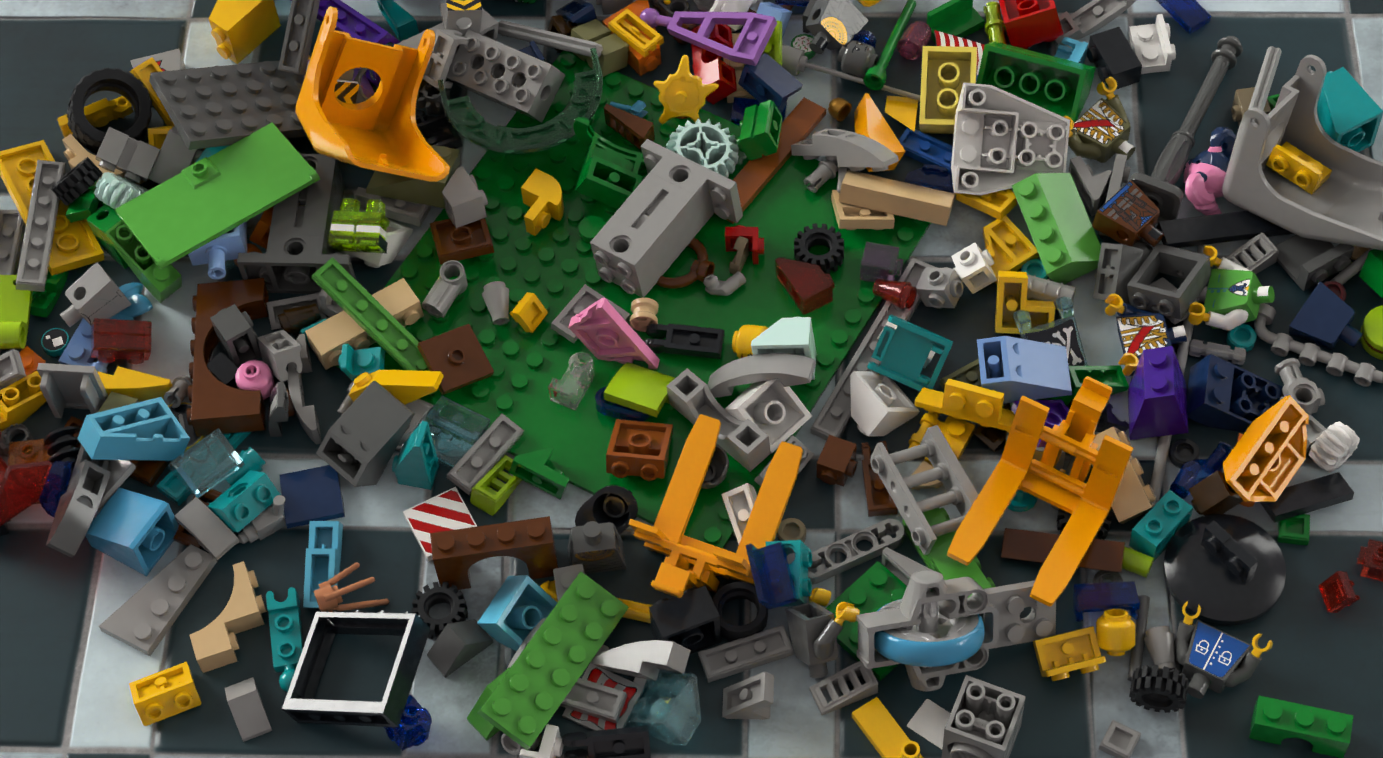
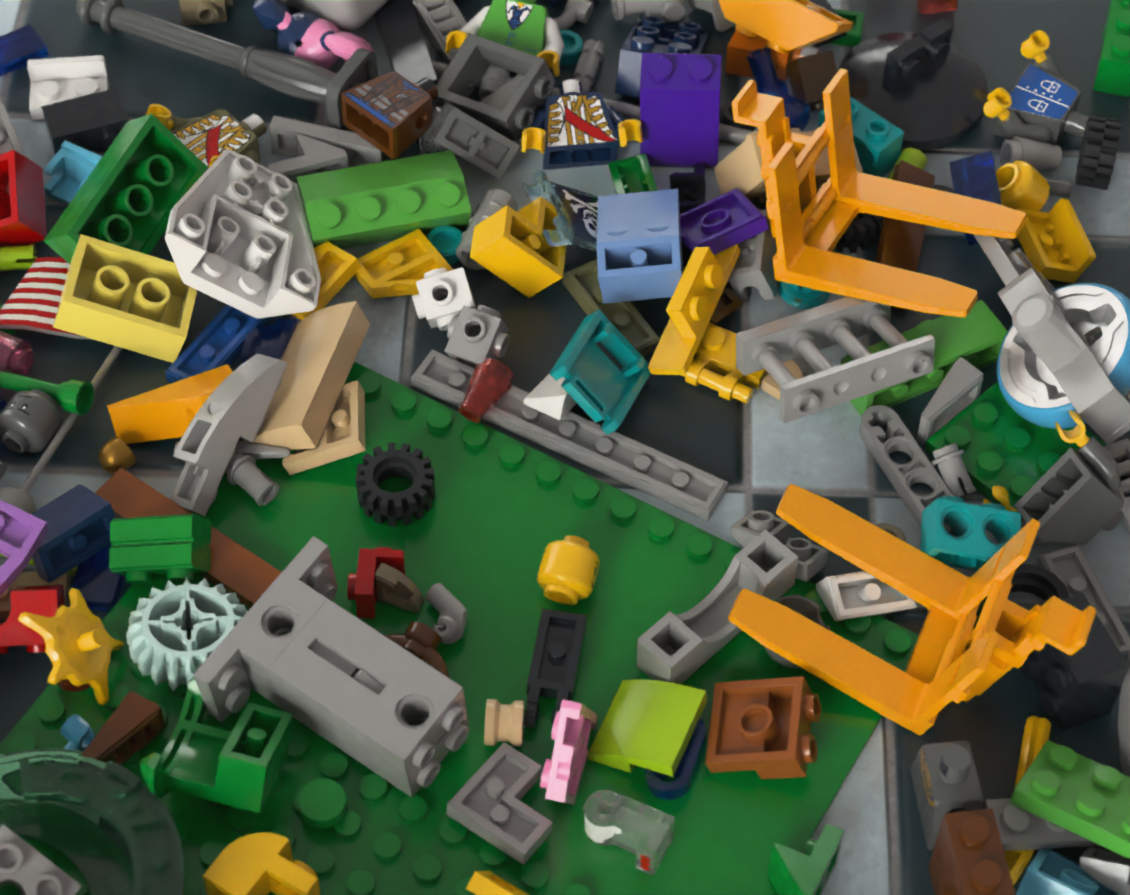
camera: 95 degrees left, 5 degrees down
(609, 505) = (876, 773): black piece -> none
(771, 575) = (981, 536): clear blue panel -> none
(772, 409) = (686, 551): white slope -> none
(787, 337) = (597, 507): light aqua slope -> none
(788, 368) = (643, 548): light grey slope -> none
(805, 283) = (462, 502): clear red slope -> none
(837, 461) = (766, 477): reddish brown brick -> none
(847, 572) = (953, 470): none -> light grey pin
(877, 496) = (813, 434): reddish brown hinge -> none
(878, 403) = (679, 421): white slope -> none
(880, 262) = (433, 404): brick -> none
(903, 110) = (130, 379): yellow sticker -> none

